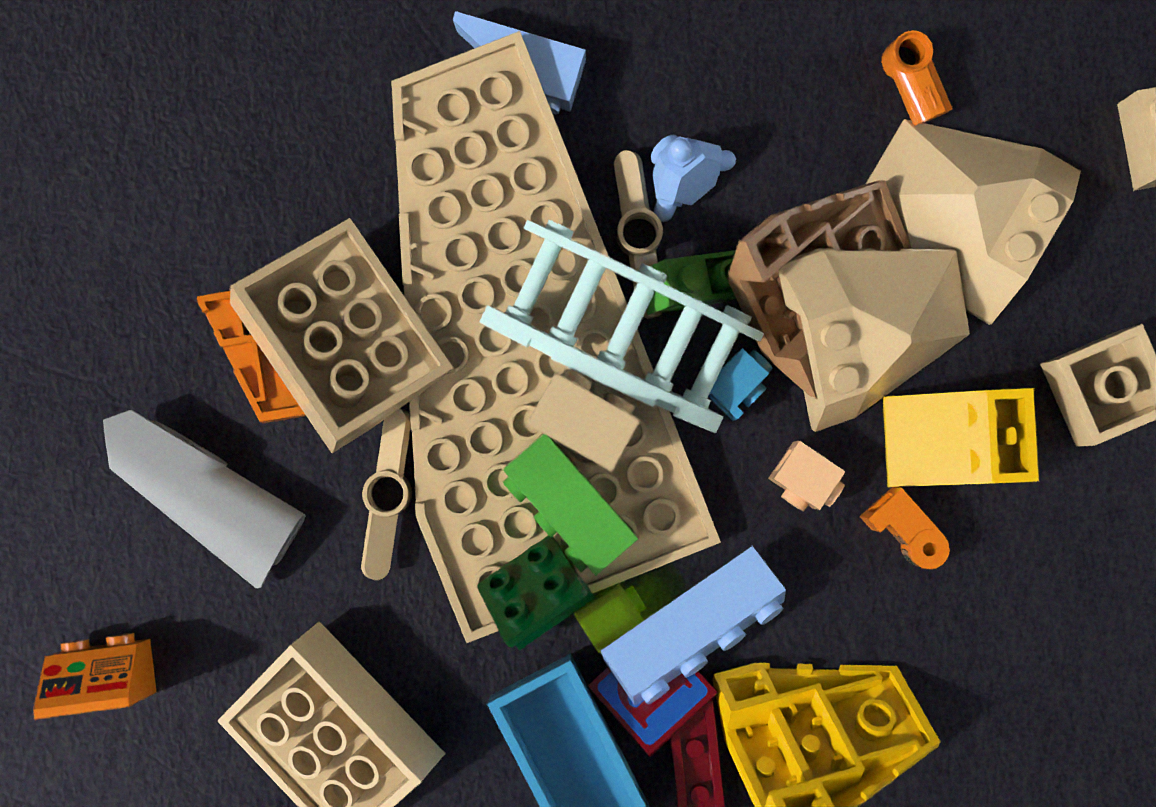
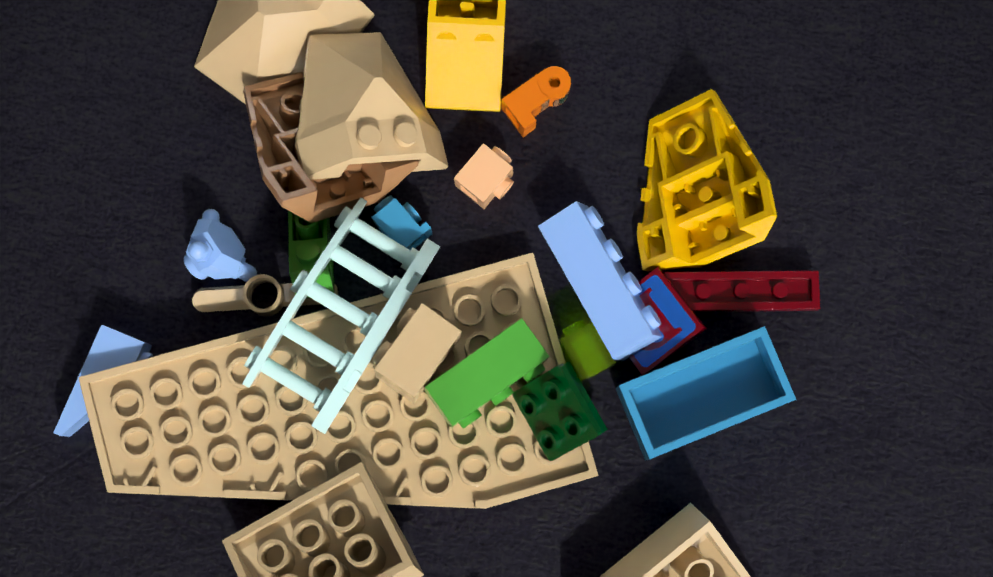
camera: 85 degrees left, 5 degrees down
(383, 523) = (489, 539): tan piece -> none
(916, 83) = (165, 52): orange piece -> none

